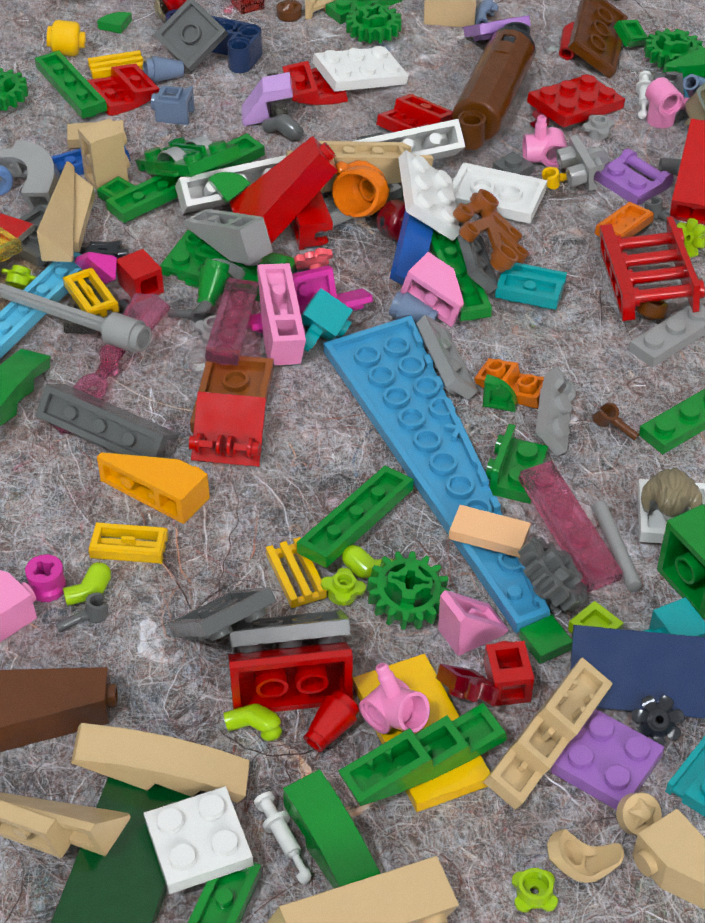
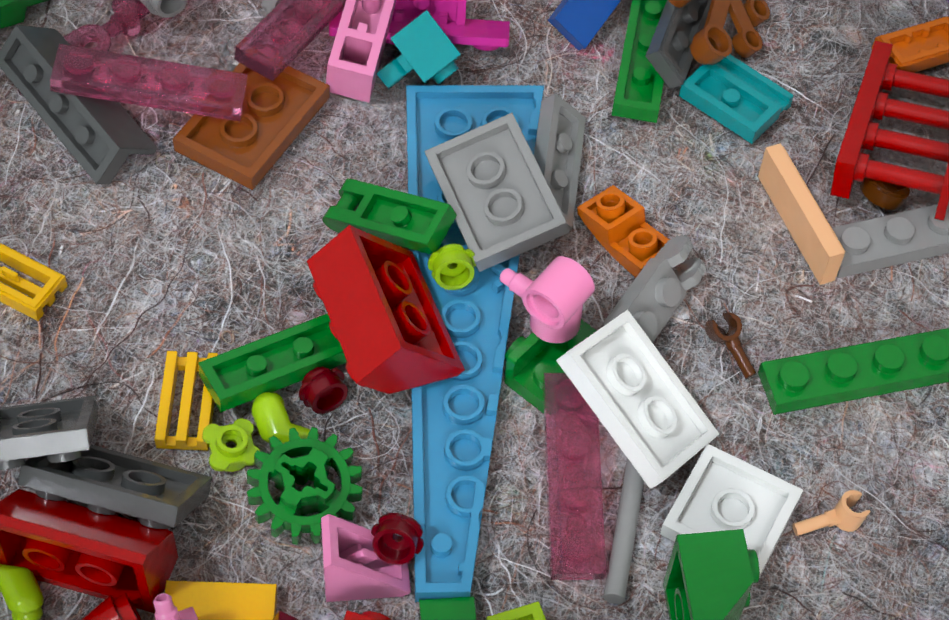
camera: 20 degrees right, 10 degrees up
(155, 390) = (148, 82): none -> clear pink plate
(157, 482) = (90, 211): light orange slope -> none
(228, 429) = (210, 166): red hinge -> none
(364, 418) = (391, 215): none -> green plate
(381, 533) = (323, 389): none -> dark red plate
(398, 472) = (382, 313): none -> red slope
(407, 304) = (550, 70): sand blue cone -> none
(424, 431) = (452, 266): none -> lime plate
(426, 380) = (496, 192): none -> light grey plate
(436, 286) = (594, 55): bright pink slope -> none
(489, 530) = (455, 444): light nougat tile -> none
(489, 603) = (396, 548): none -> dark red plate
(498, 394) = (594, 244): green tile -> none
(507, 423) = (553, 298): none -> bright pink piece
(553, 574) = (498, 542): dark grey gear -> none
(586, 465) = (638, 398): none -> white plate
(612, 336) = (801, 214): none -> light nougat tile
(672, 492) = (726, 489): dark tan hair -> none

